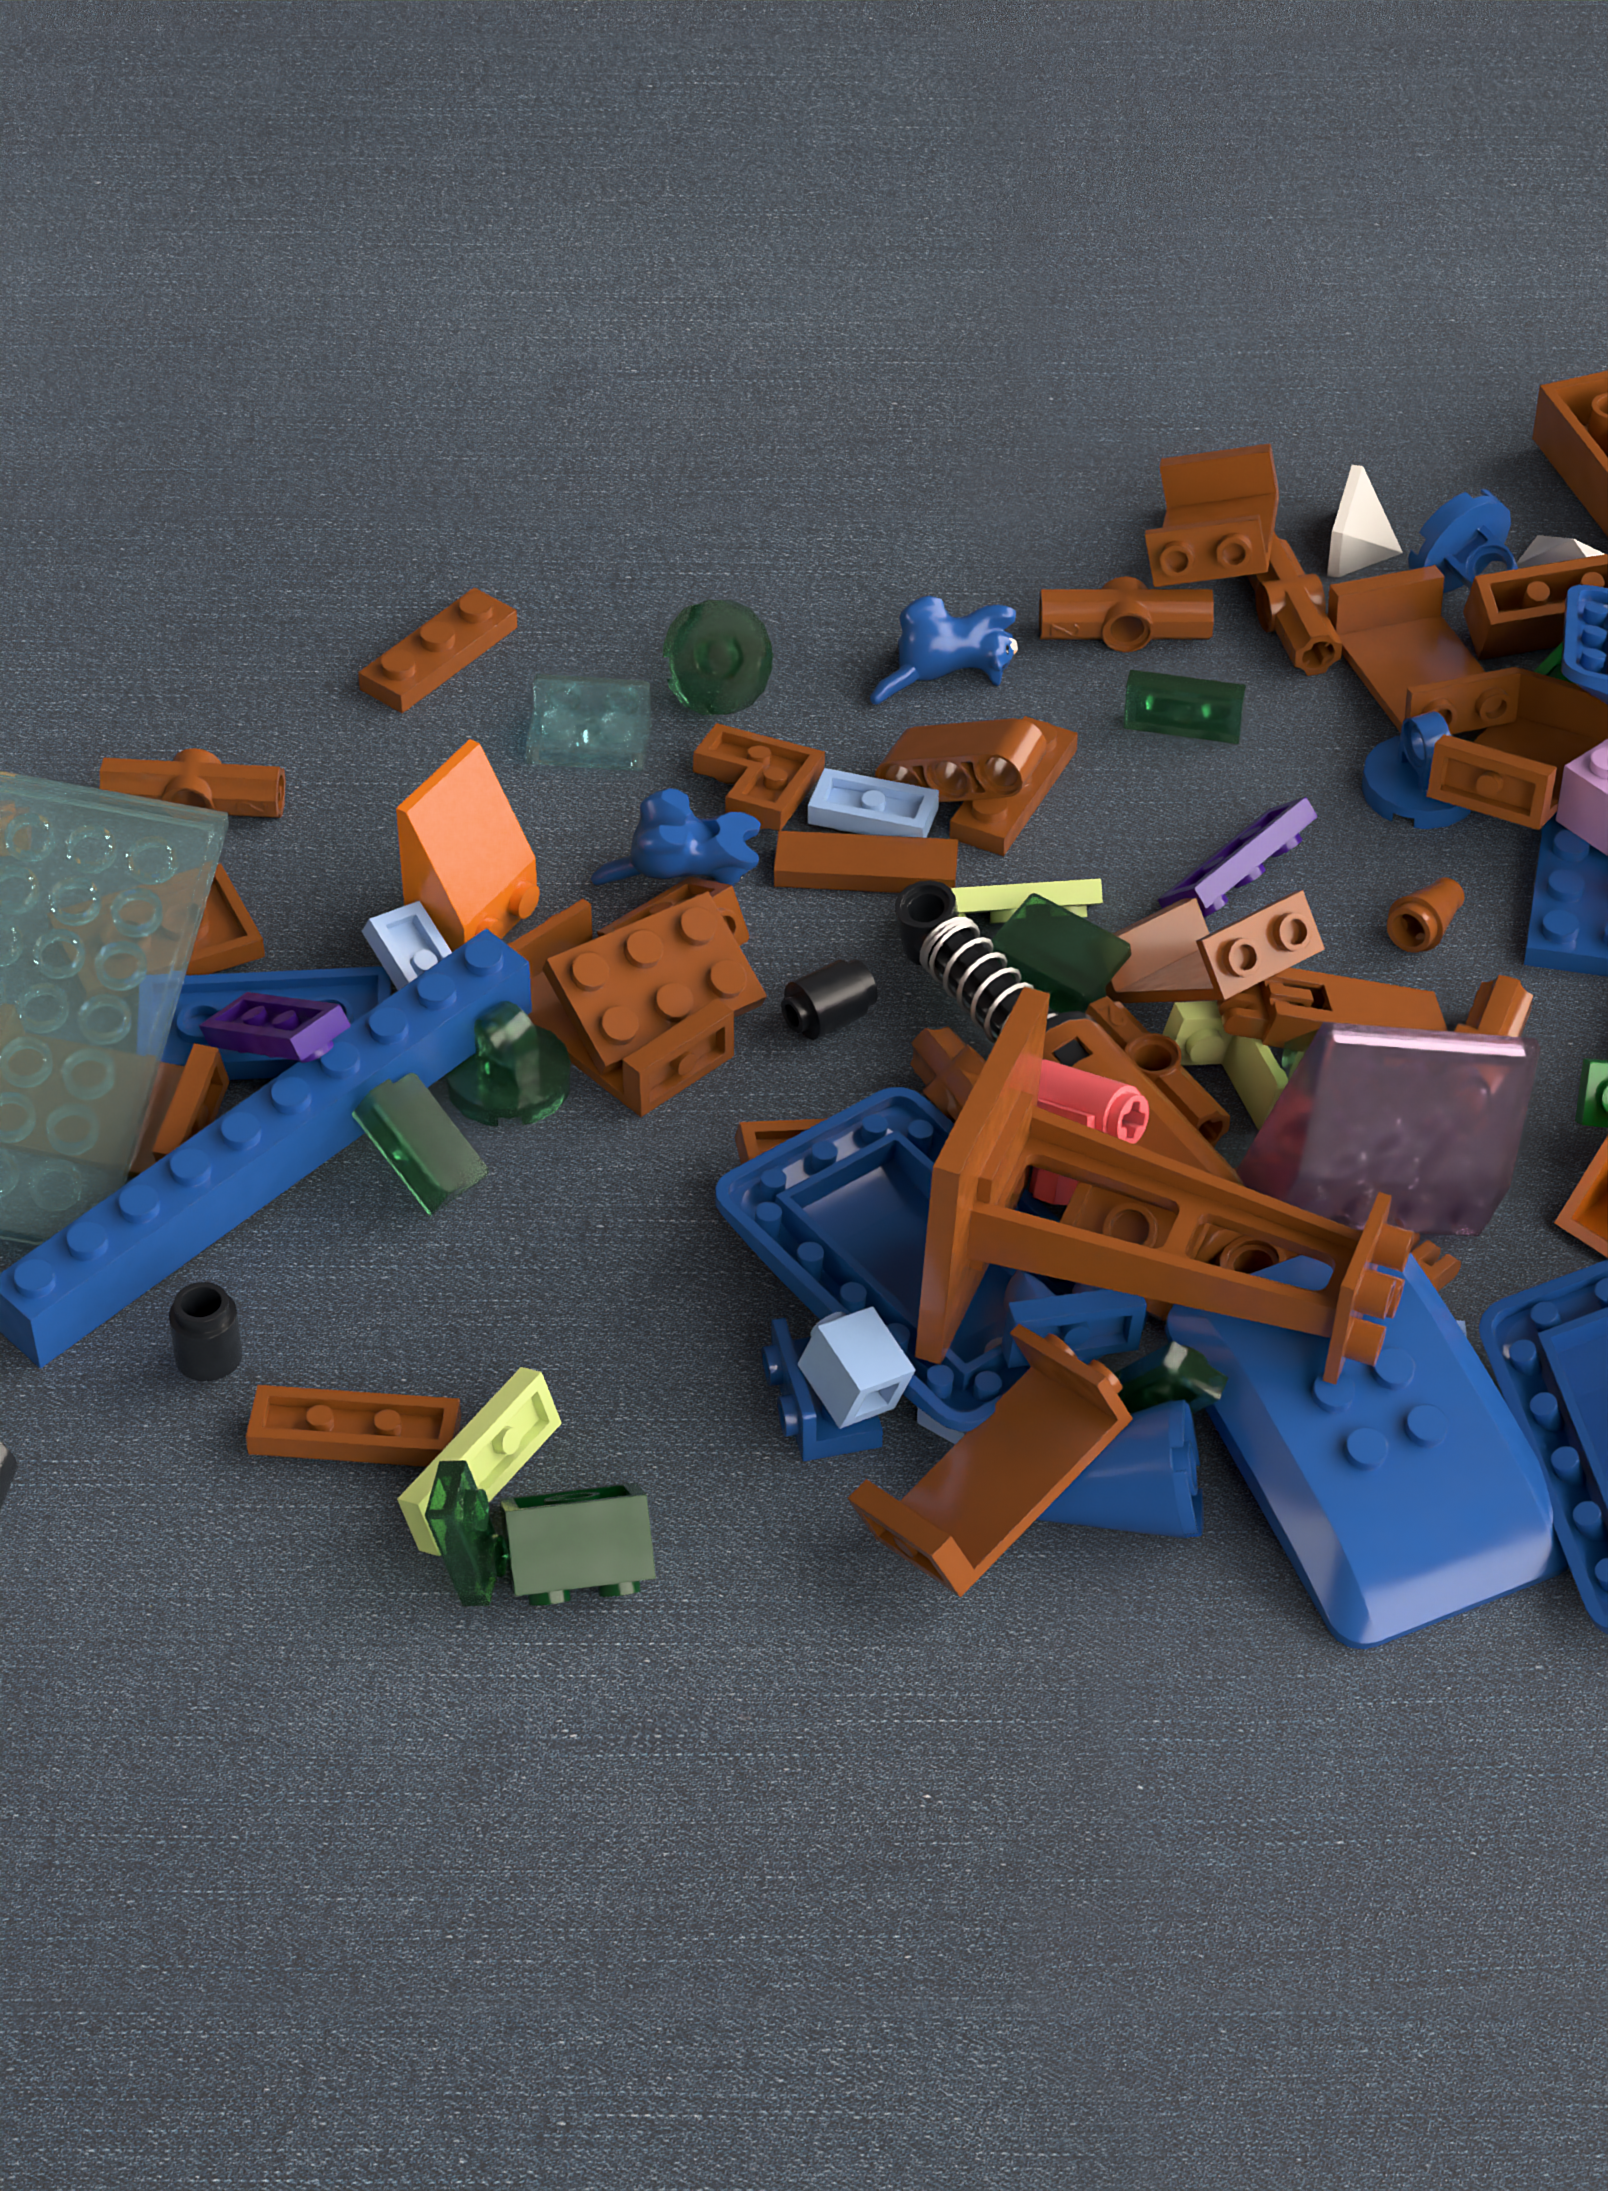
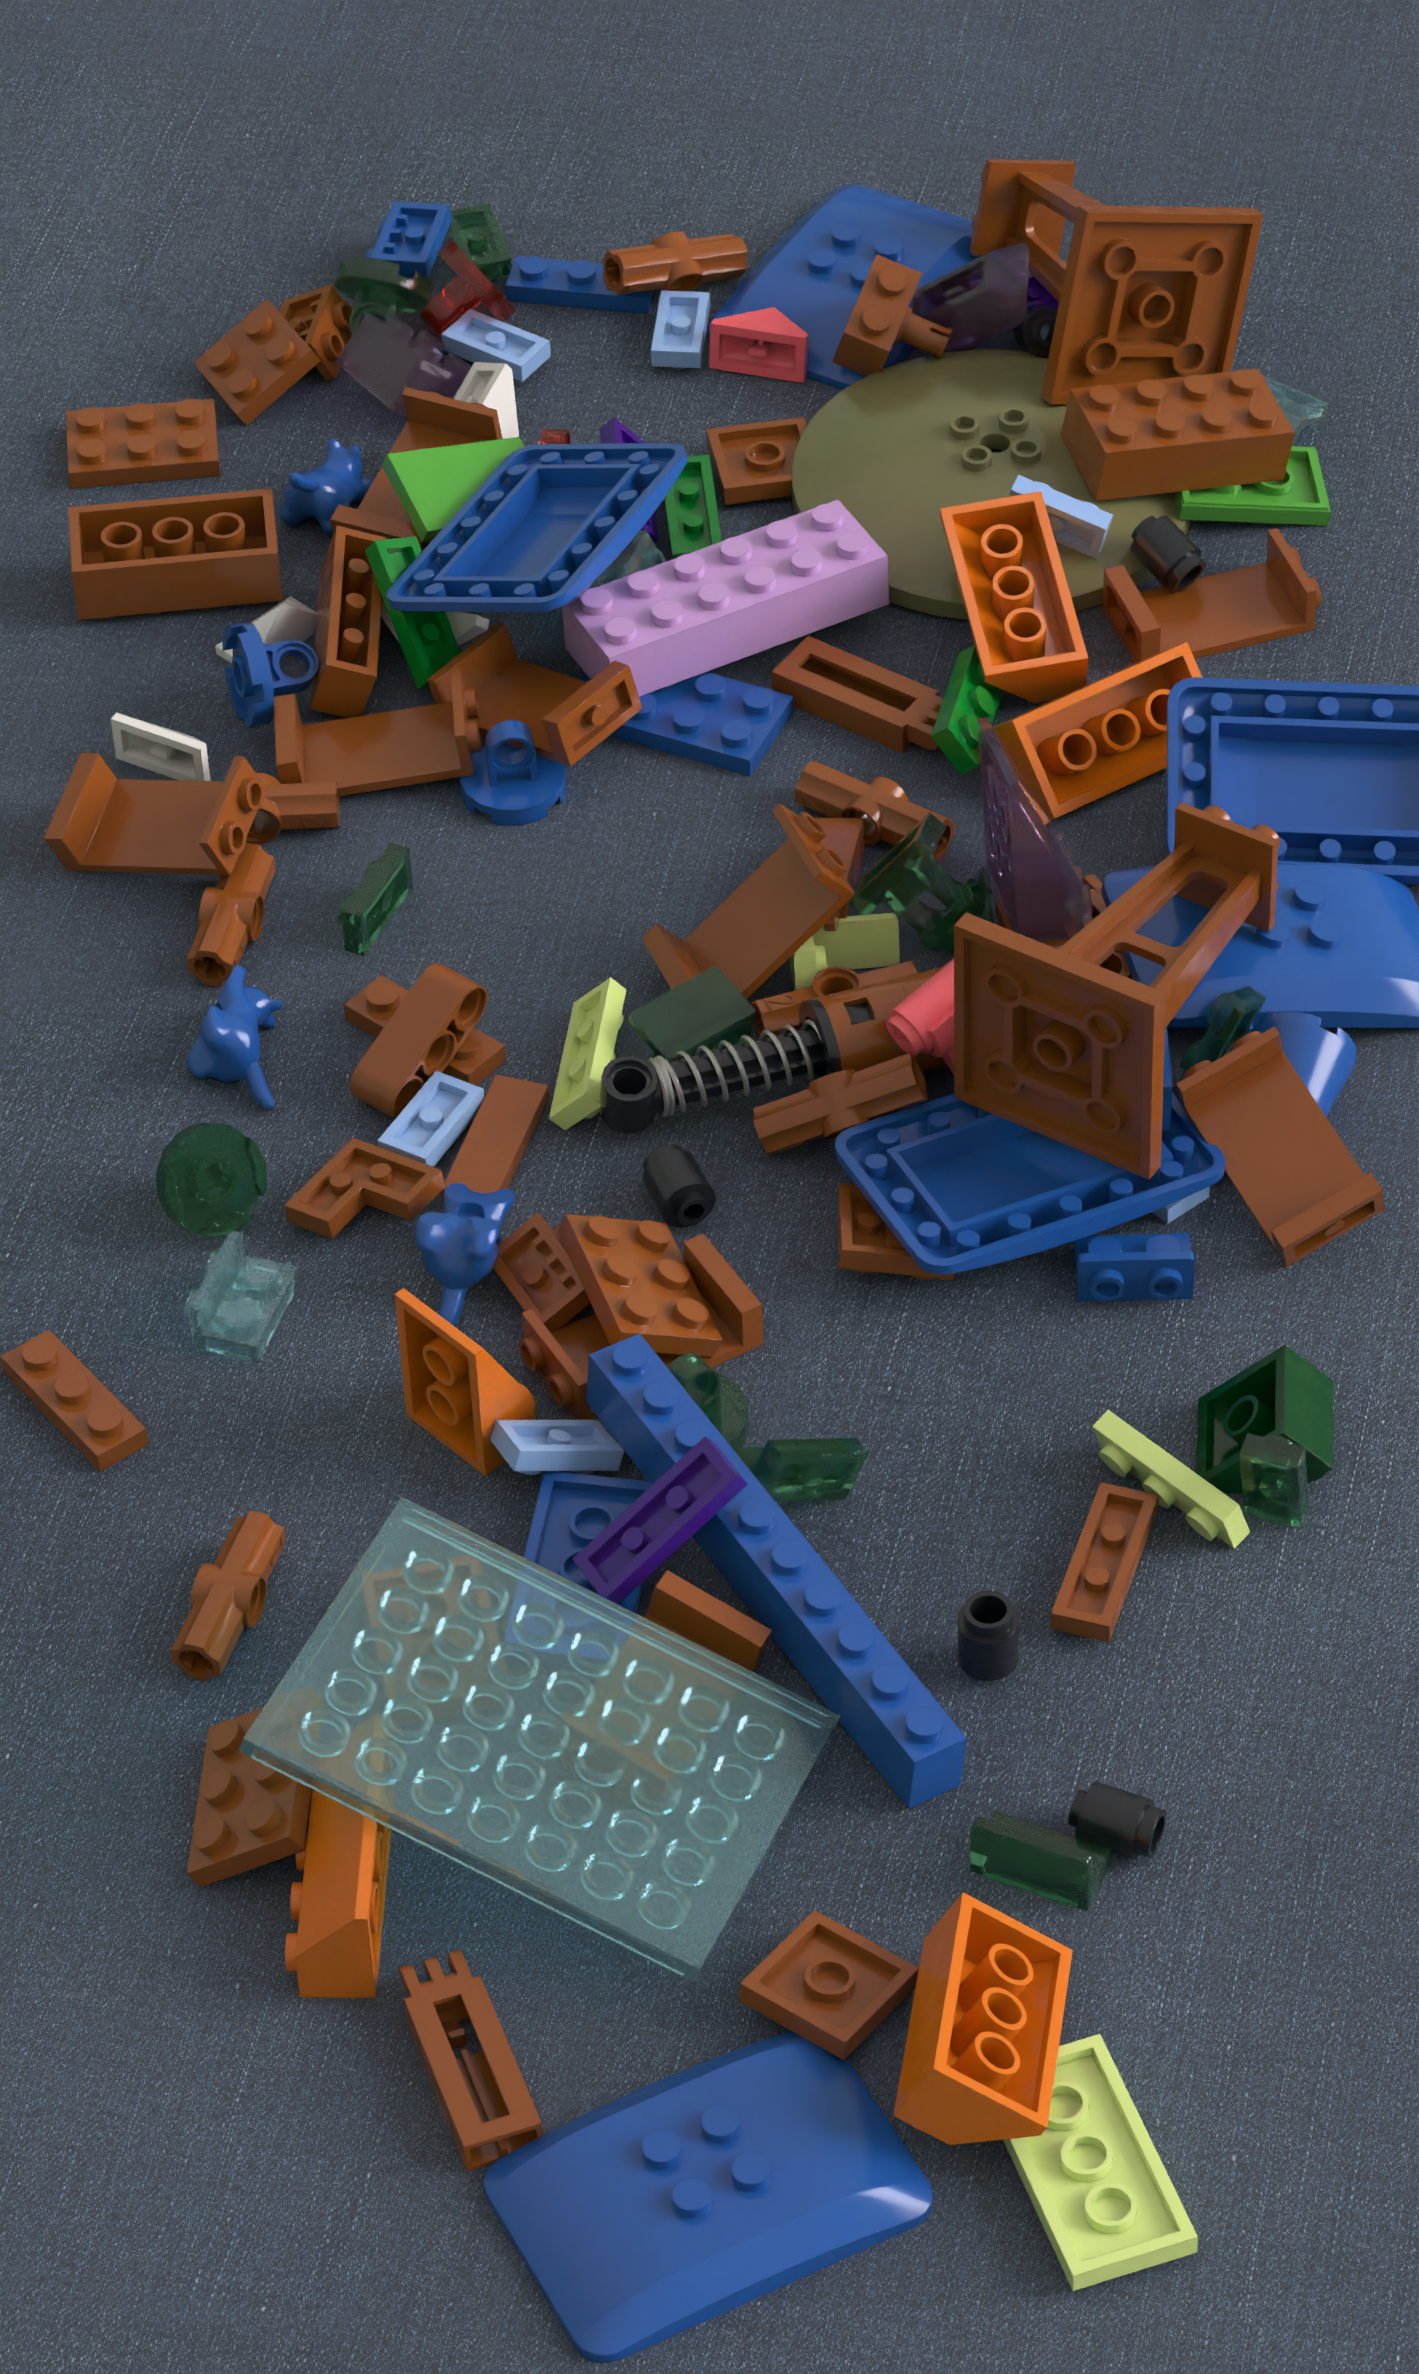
camera: 75 degrees left, 0 degrees up
(855, 1366) = (1163, 1208): light blue brick -> none
(1242, 856) = (586, 903): plate -> none
(1422, 917) = (693, 809): dark orange cone -> none

